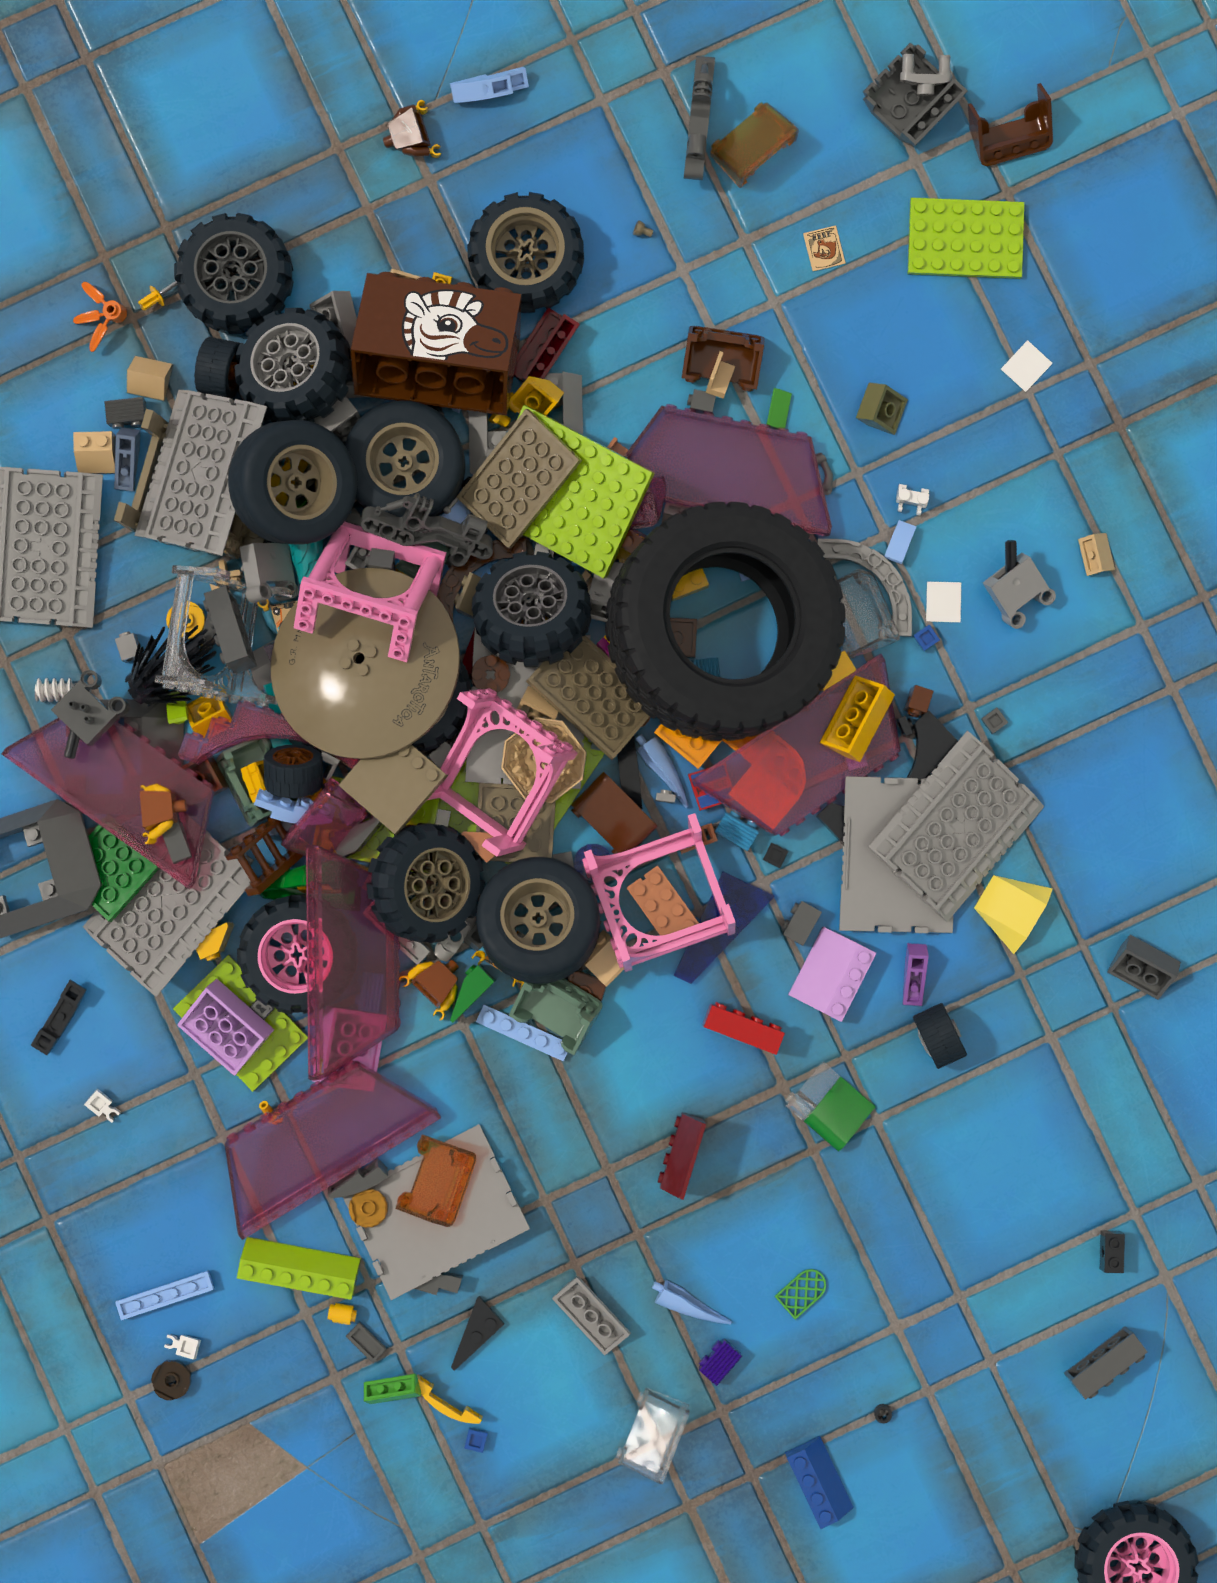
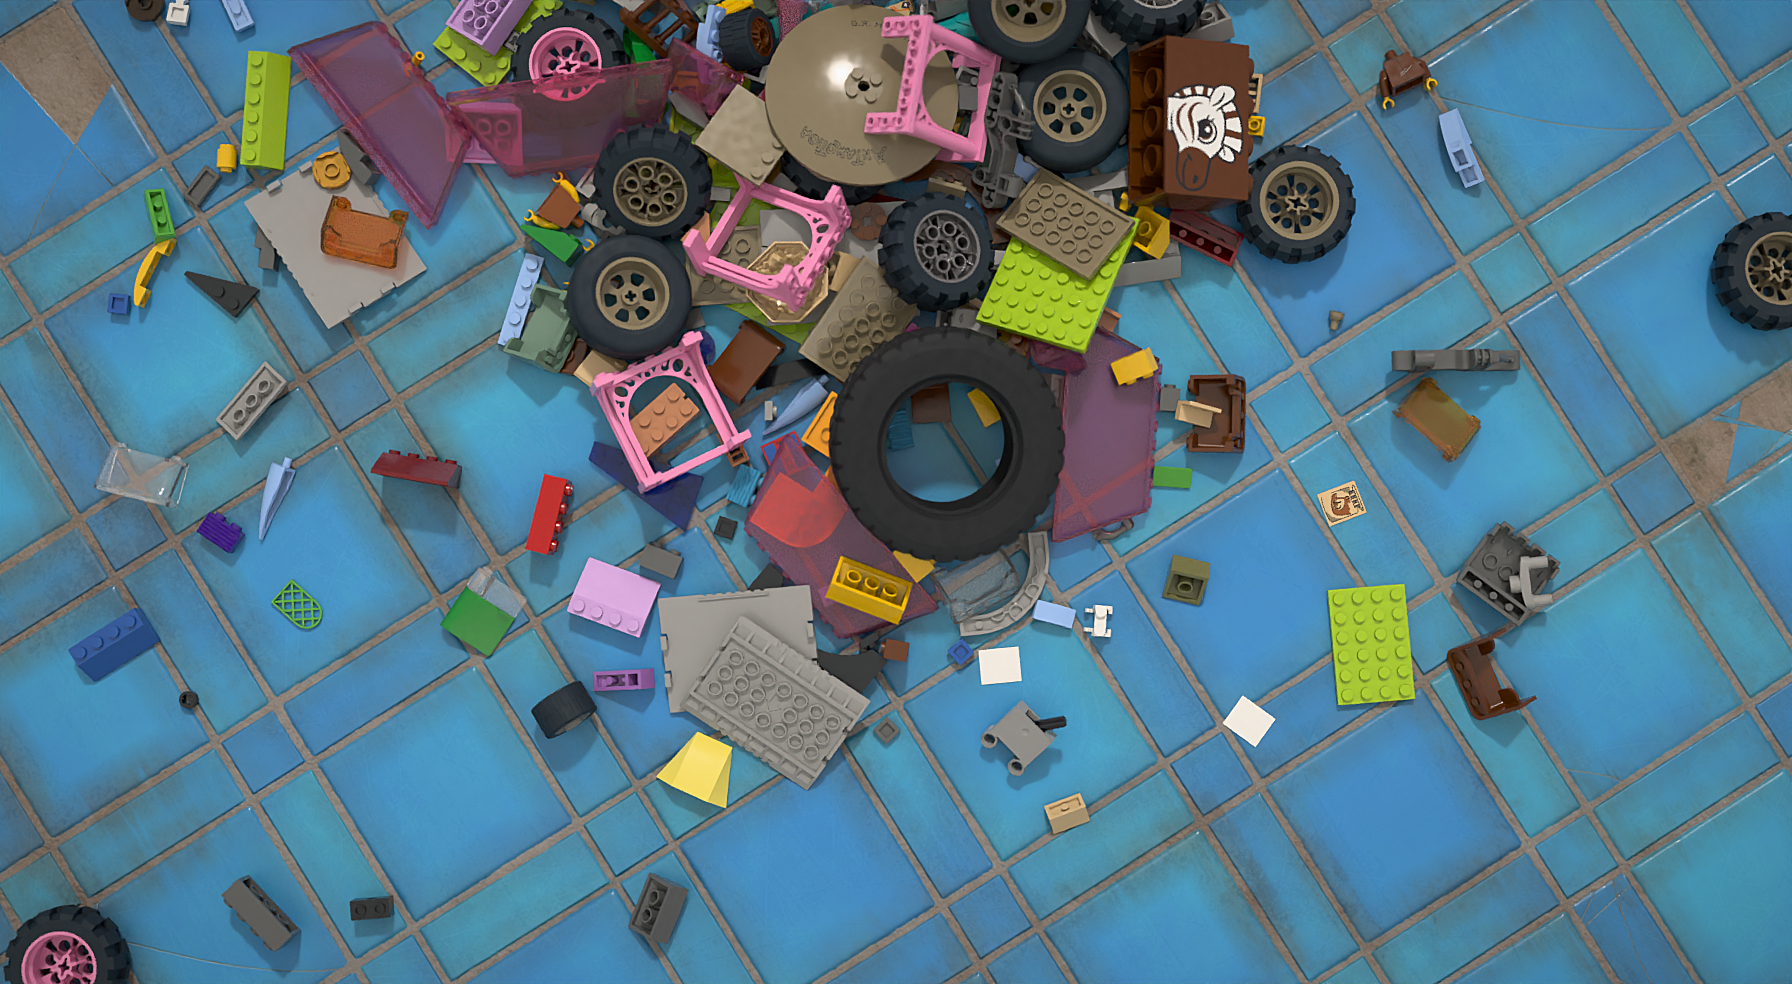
camera: 85 degrees right, 0 degrees up
(666, 430) = (1134, 366): none -> yellow brick

